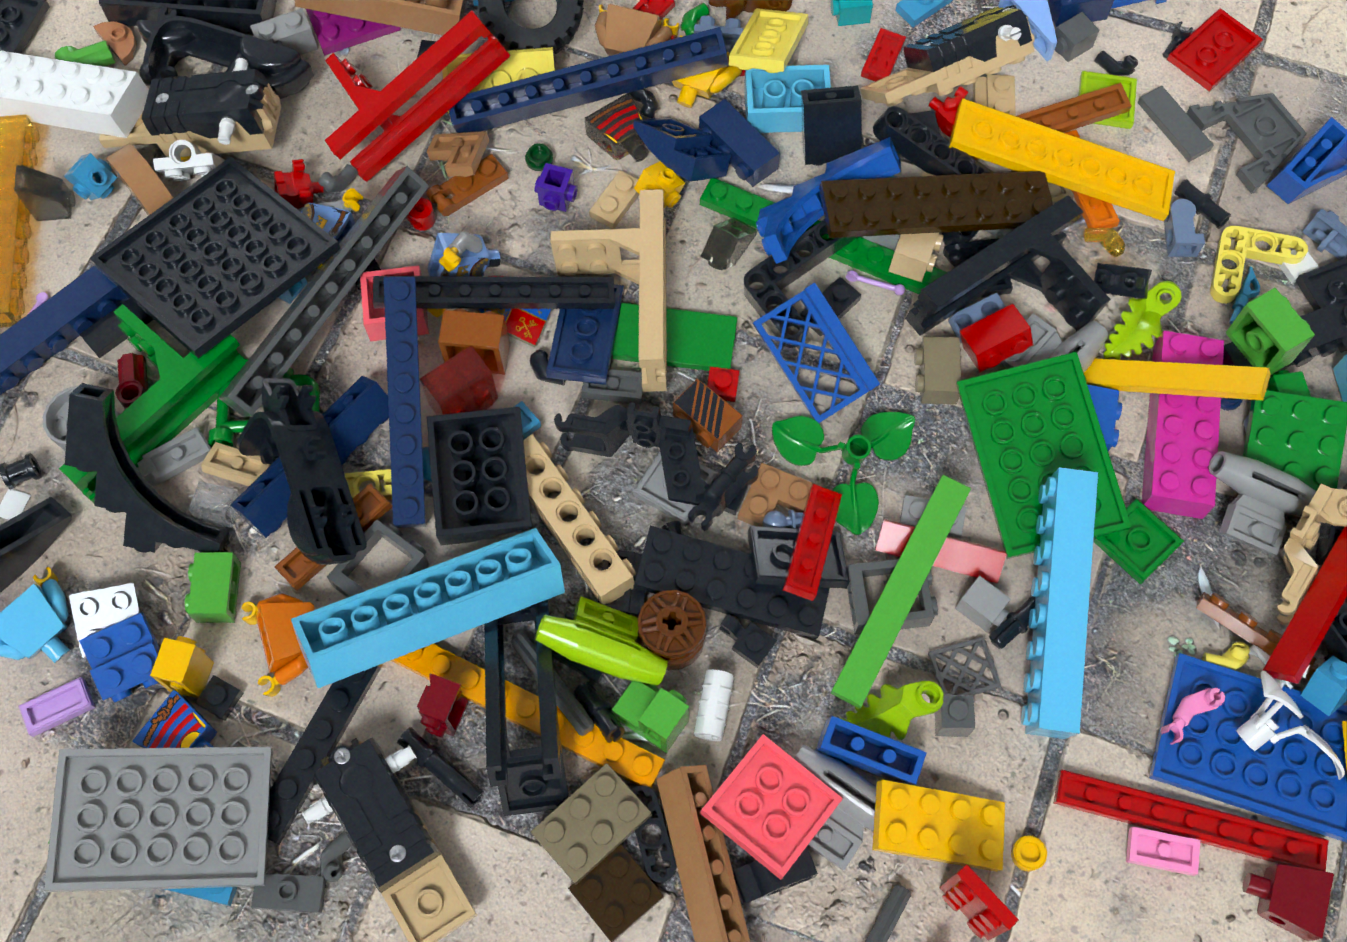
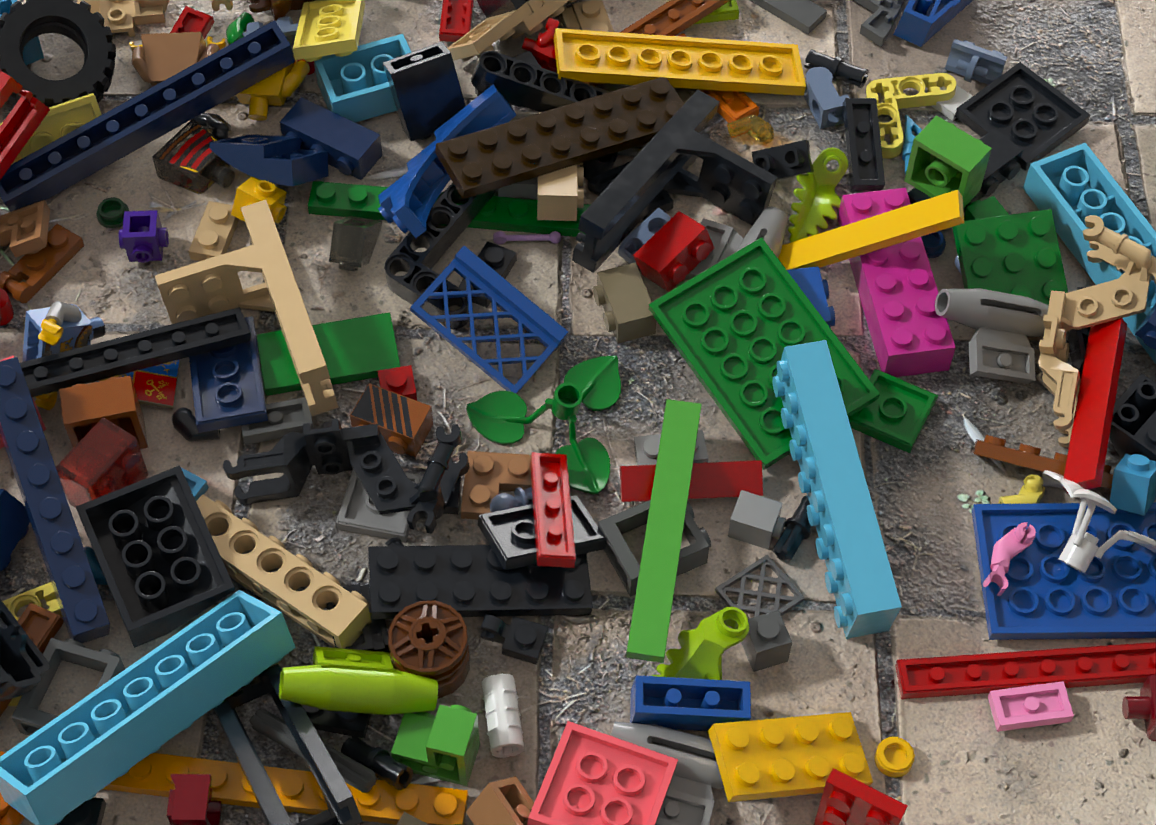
camera: 20 degrees left, 10 degrees down
(1201, 285) = (863, 144): none -> black plate

